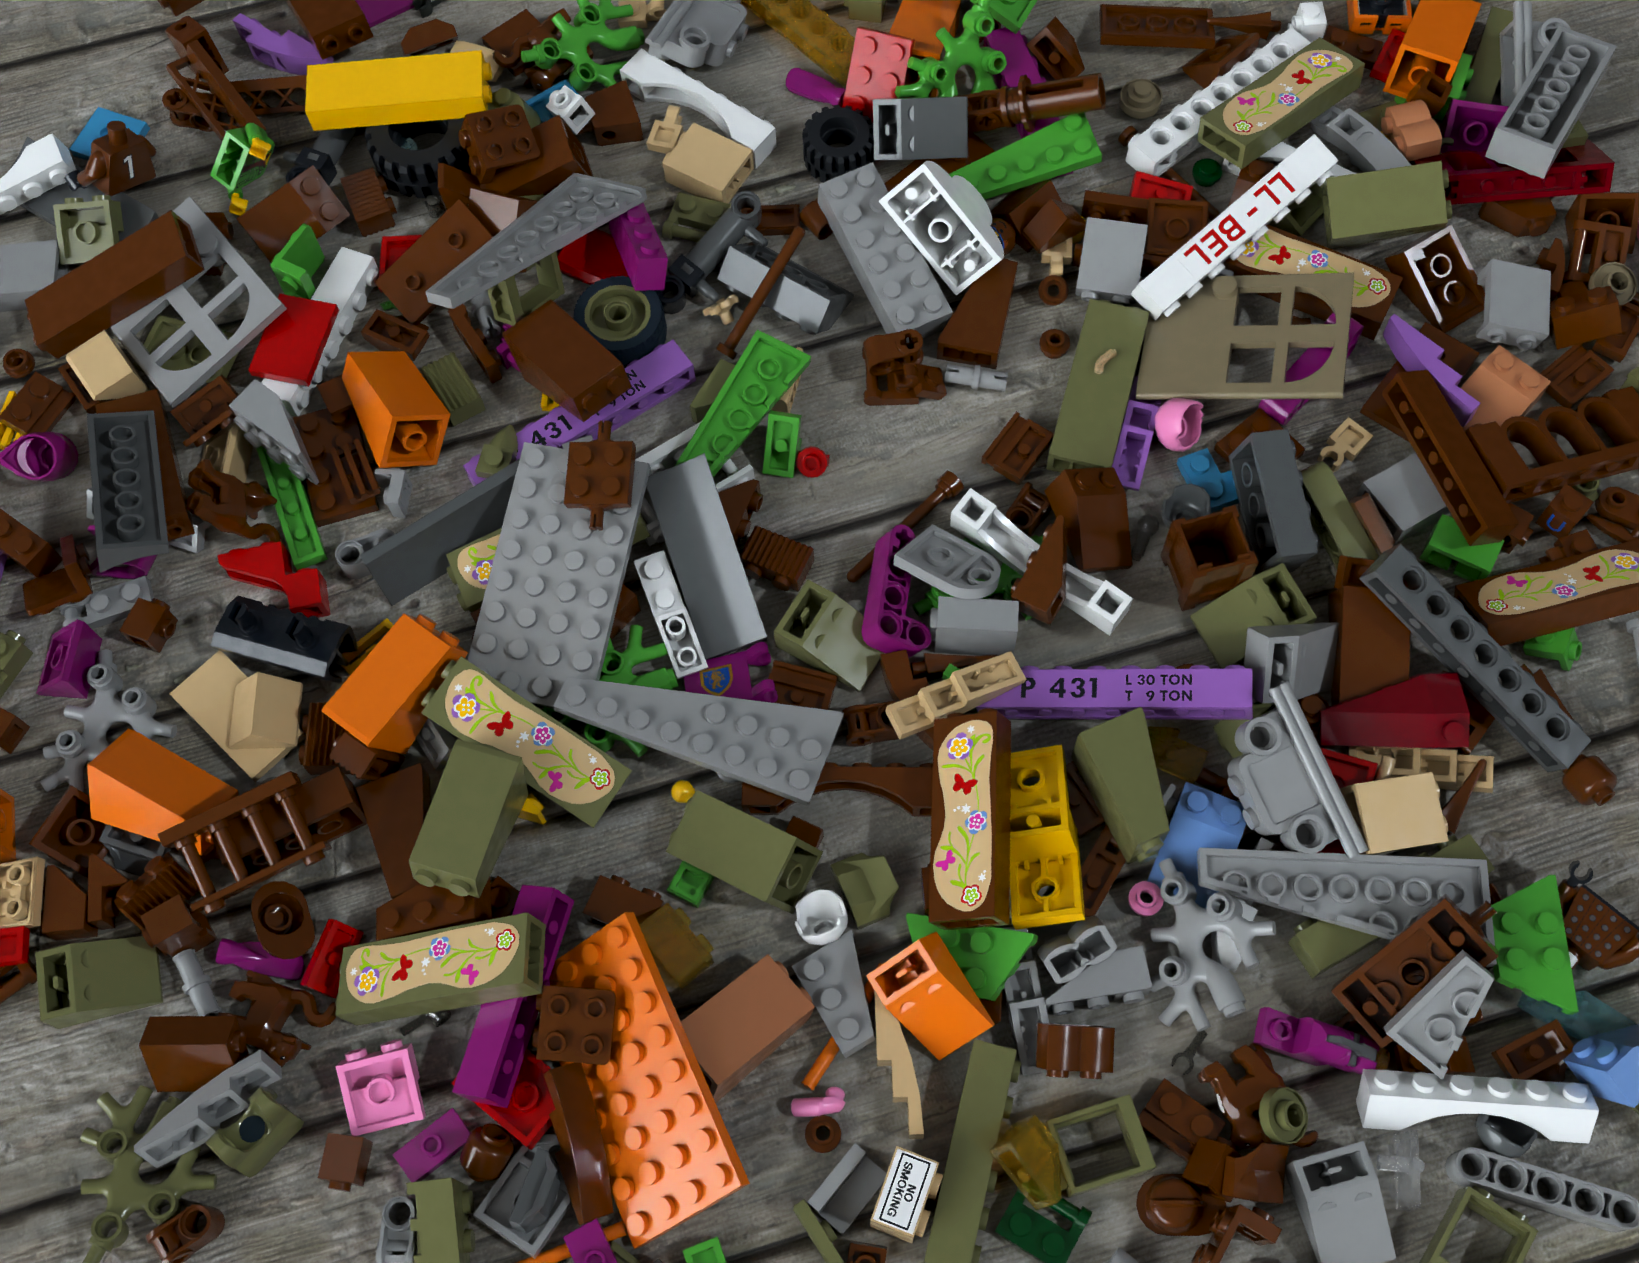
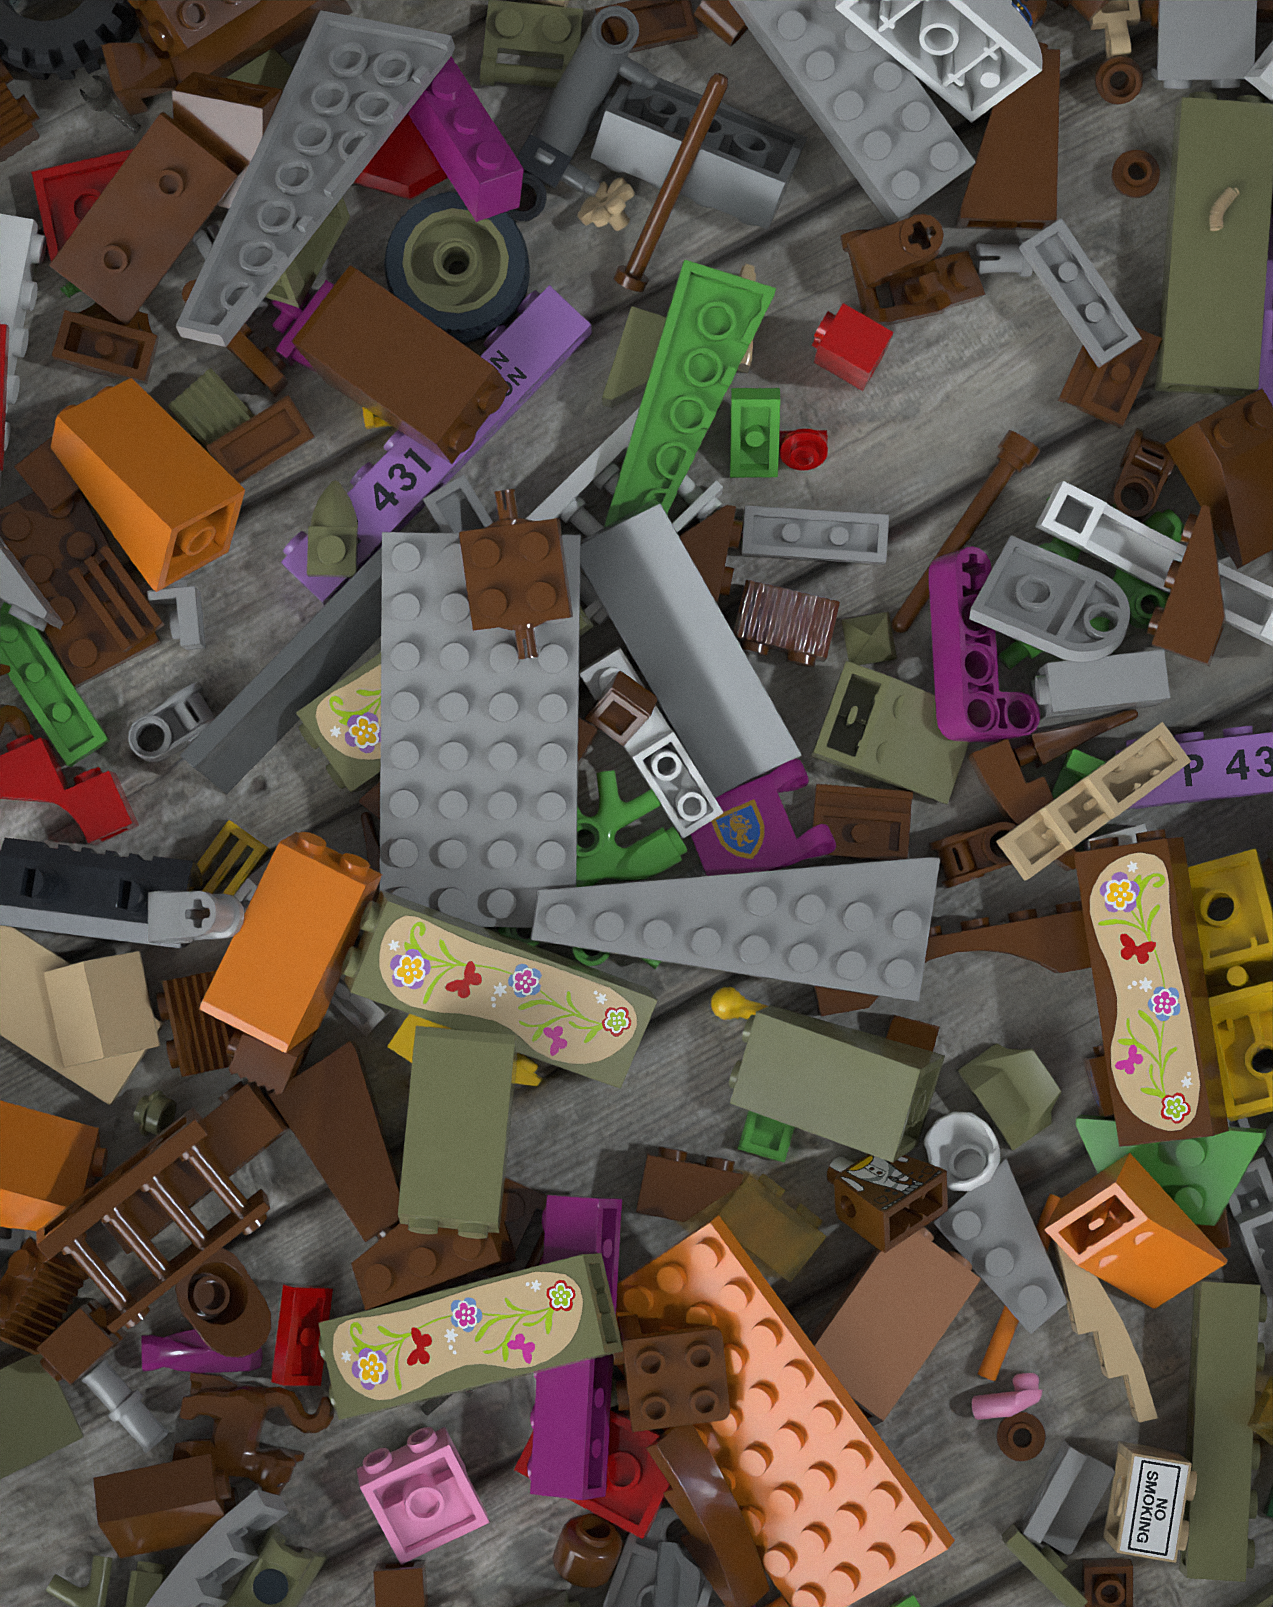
camera: 15 degrees left, 20 degrees up
(332, 650) = (191, 916): none -> light grey piece
(433, 1146) = (510, 1551): magenta plate -> none
(471, 393) = (261, 440): none -> reddish brown tile
(654, 584) = (622, 708): none -> reddish brown slope
(750, 936) = (887, 1199): none -> reddish brown torso
(808, 512) = (815, 535): none -> light grey plate
(831, 579) = (869, 639): none -> olive slope
(854, 402) = (850, 345): none -> red brick
(1005, 395) = (1080, 293): none -> light grey plate

